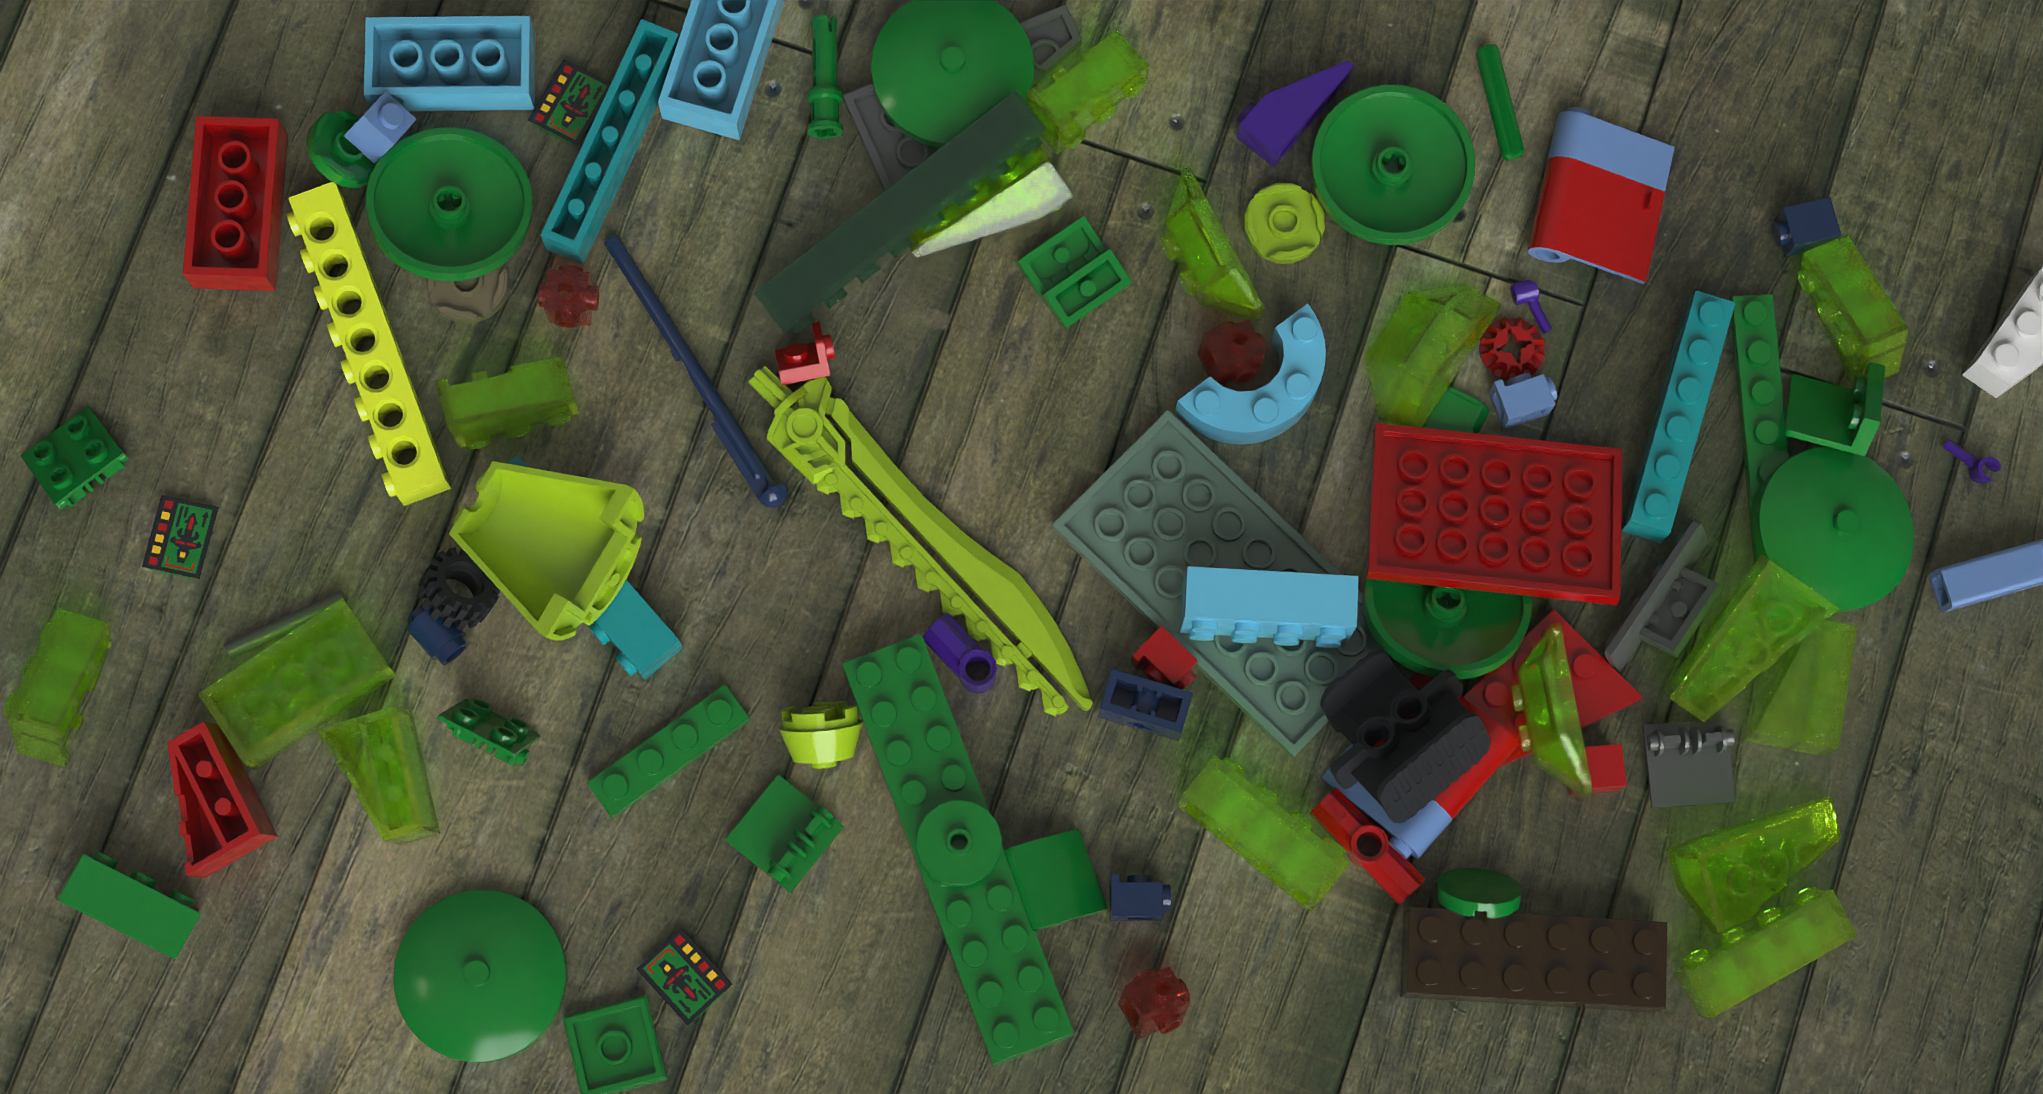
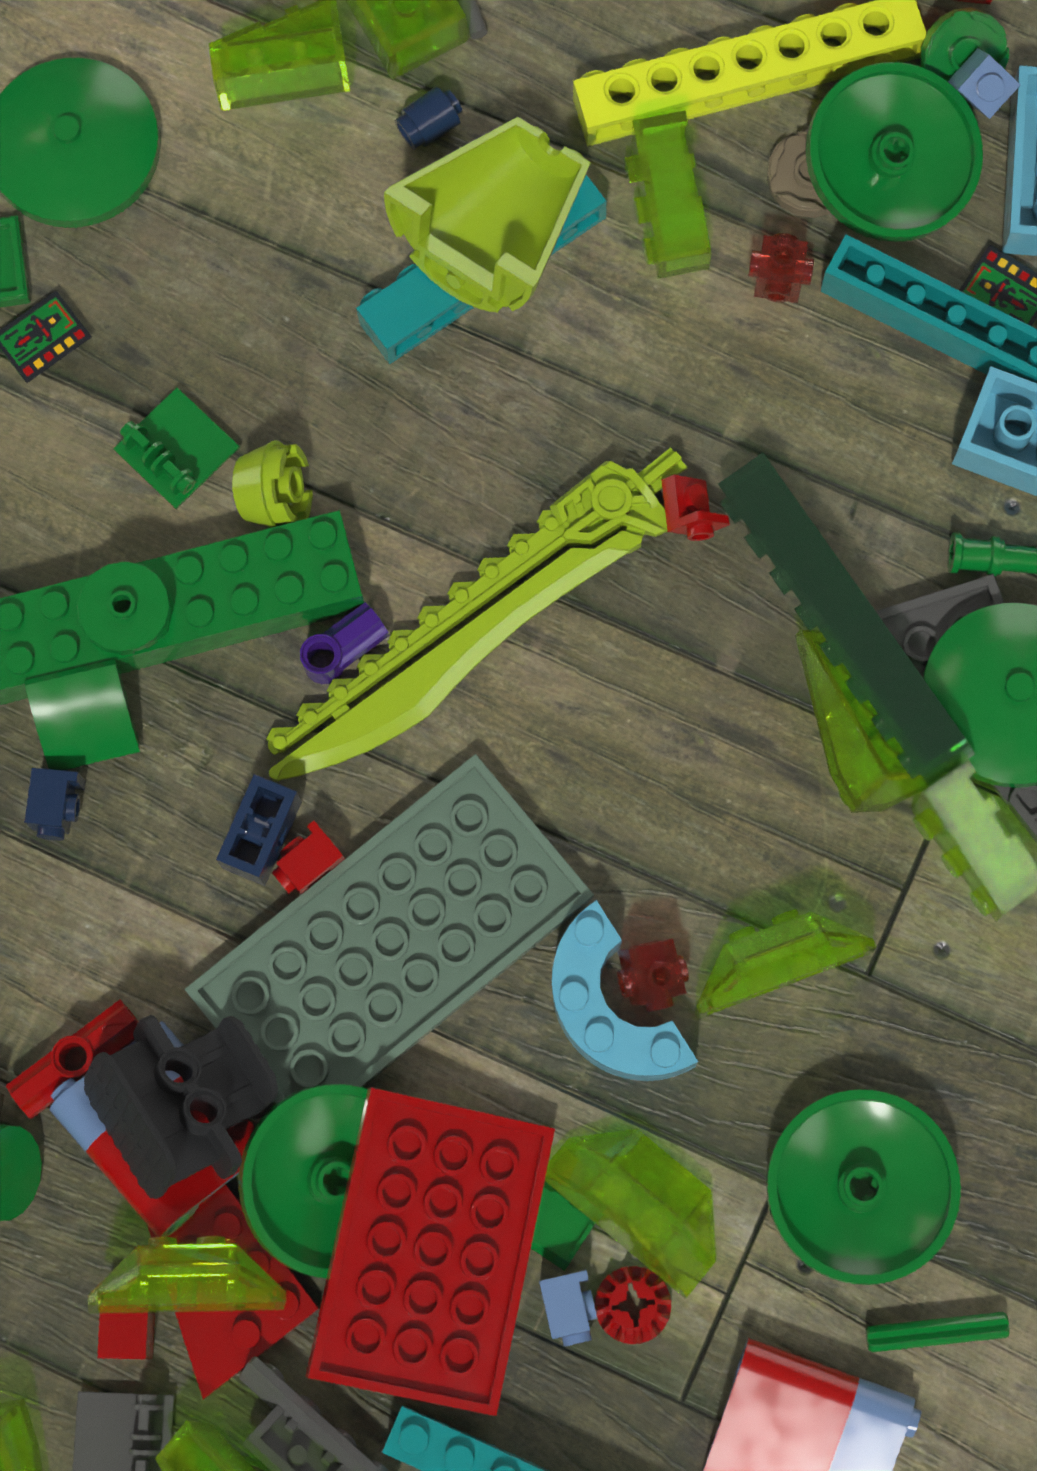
camera: 105 degrees right, 0 degrees up
(448, 603) = (454, 115): black tyre -> none
(476, 720) = (316, 157): green hinge -> none
(668, 751) = (279, 340): green plate -> none
(726, 427) = (623, 423): dark blue bar -> none
(1073, 272) = (768, 811): green slope -> none
(1263, 832) = (98, 941): clear neon green brick -> none
(1268, 606) = (344, 968): medium azure brick -> none
(1284, 223) = (808, 1056): lime tile -> none
(1286, 113) = (936, 1071): dark purple slope -> none
(1528, 292) = (698, 1330): dark purple hand -> none

